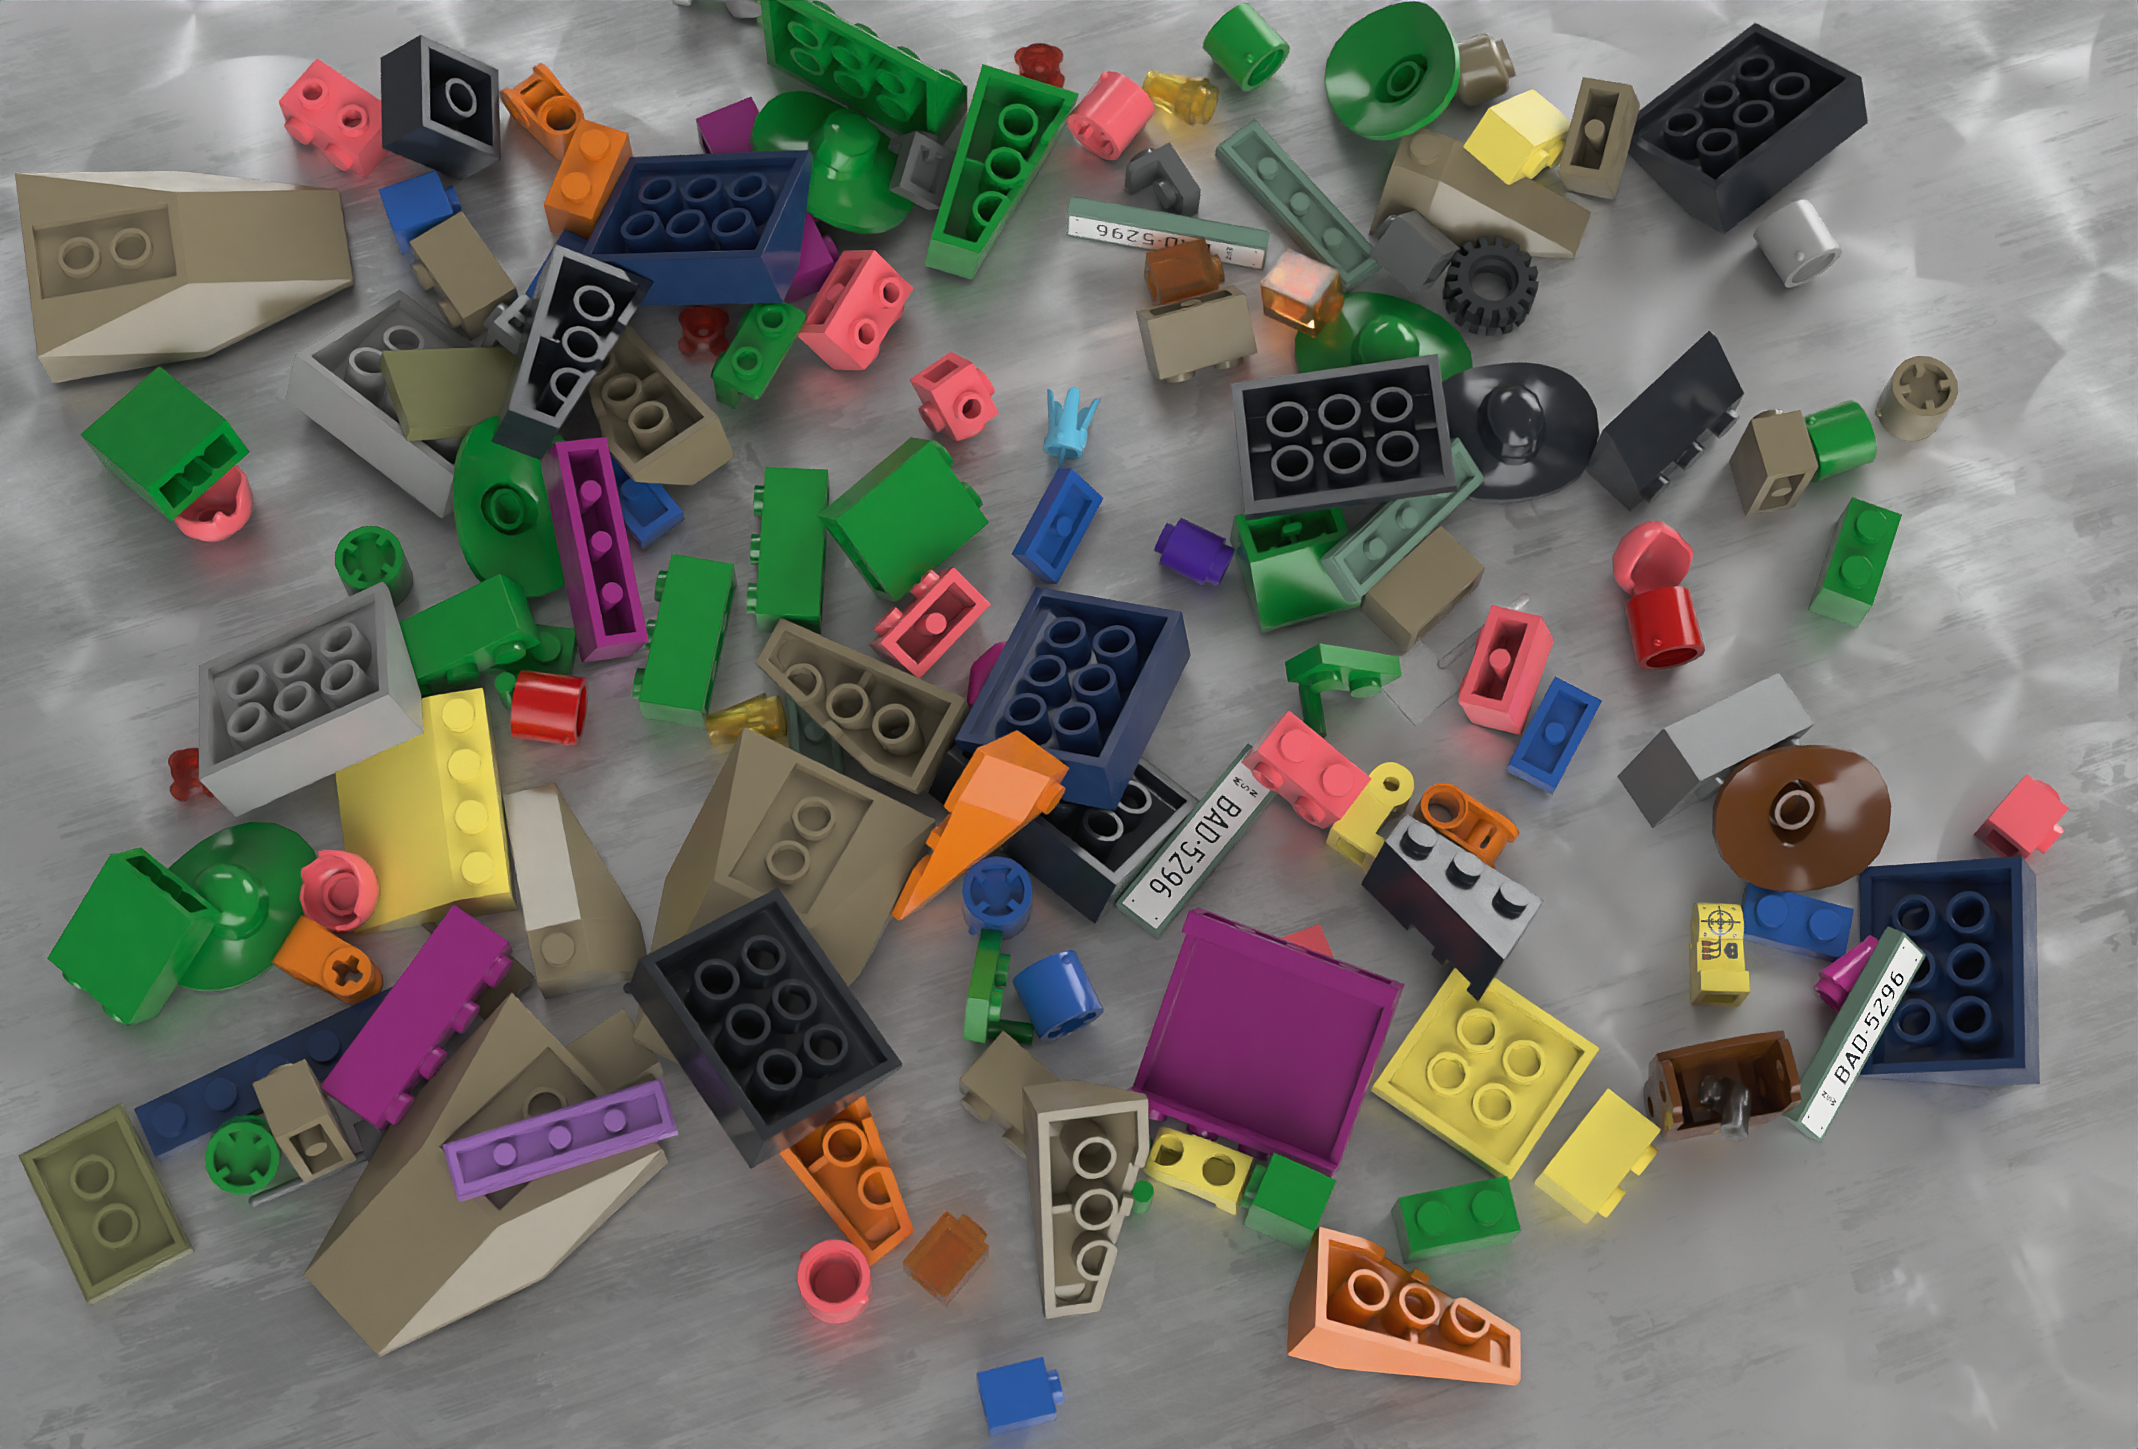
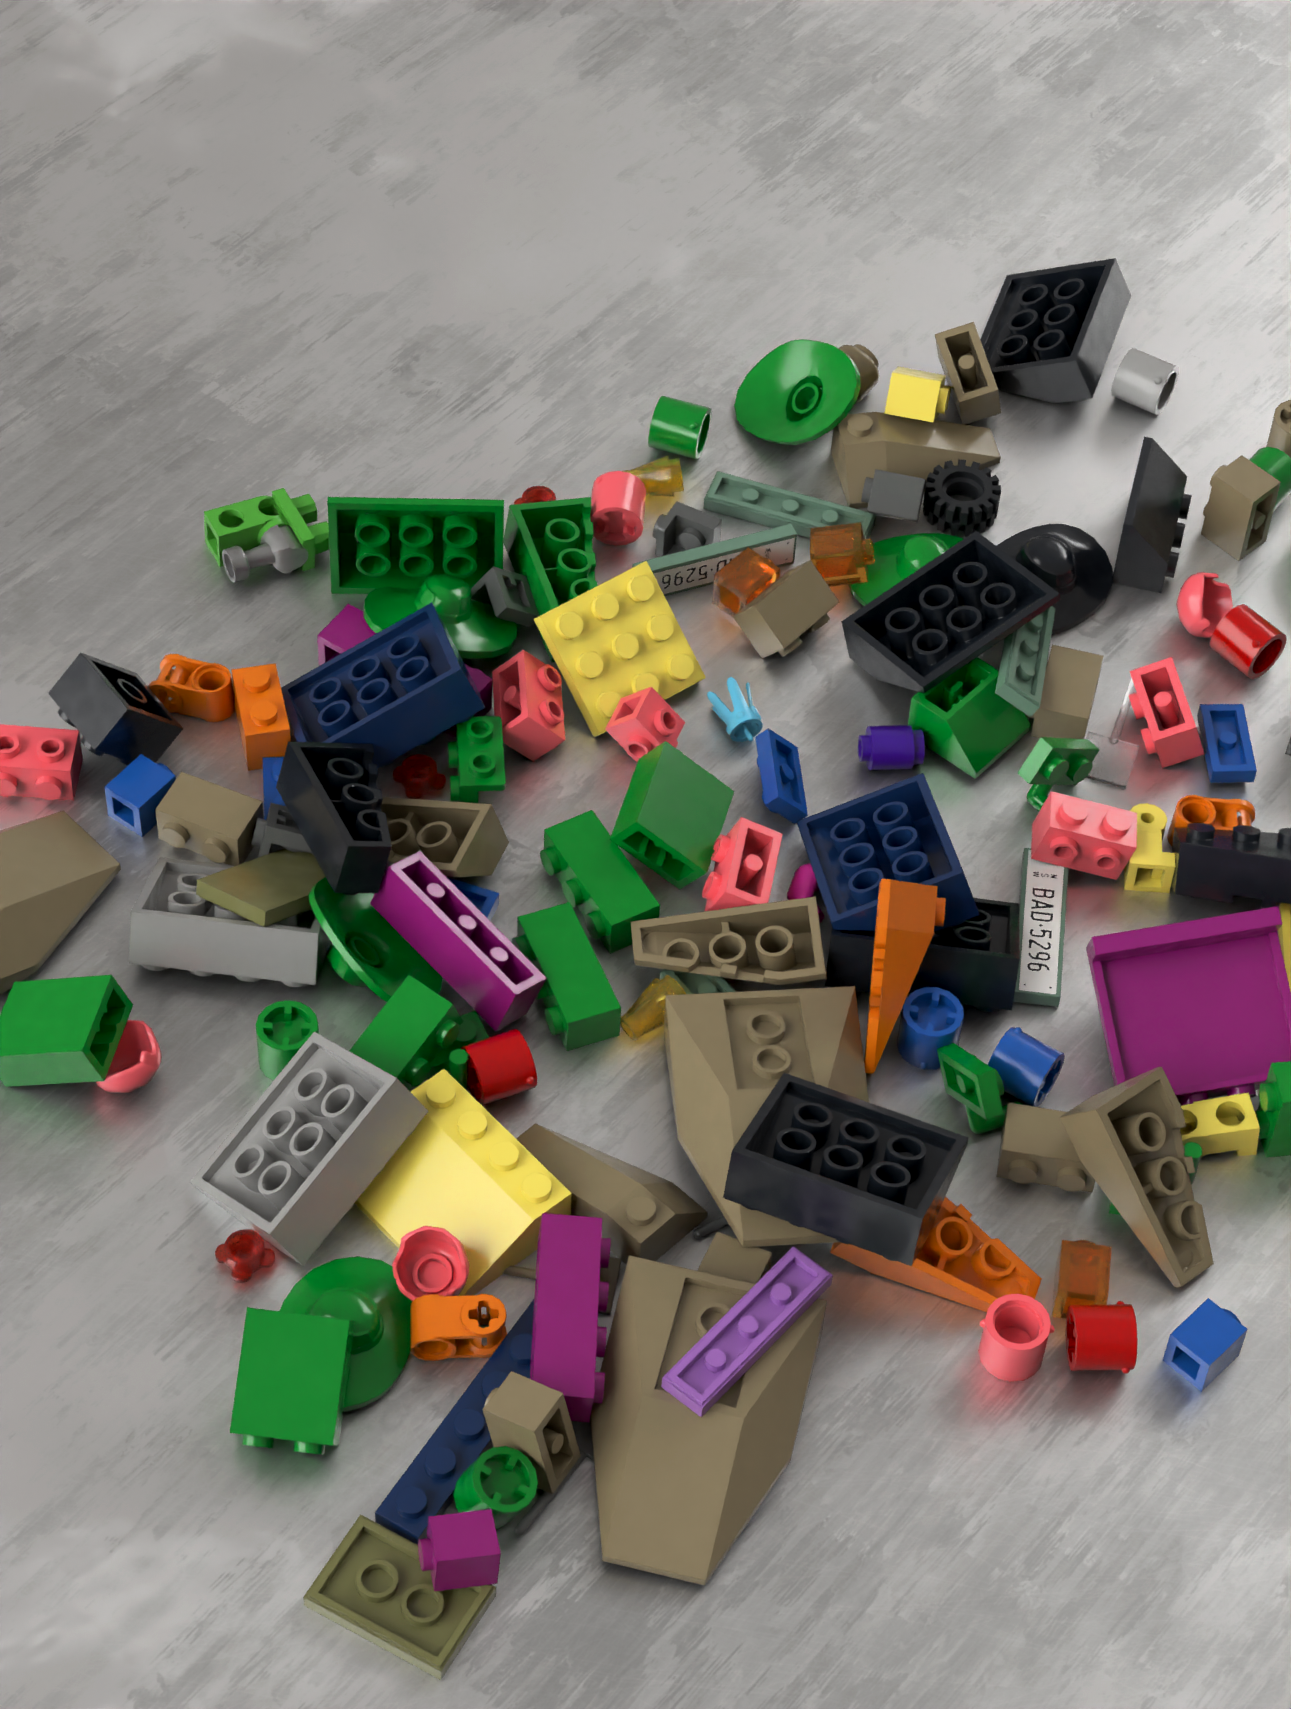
camera: 30 degrees left, 20 degrees down
(168, 1200) = (461, 1550): none -> magenta brick
(917, 1331) = (1101, 1337): none -> red piece
(986, 290) = (618, 644): none -> light yellow plate

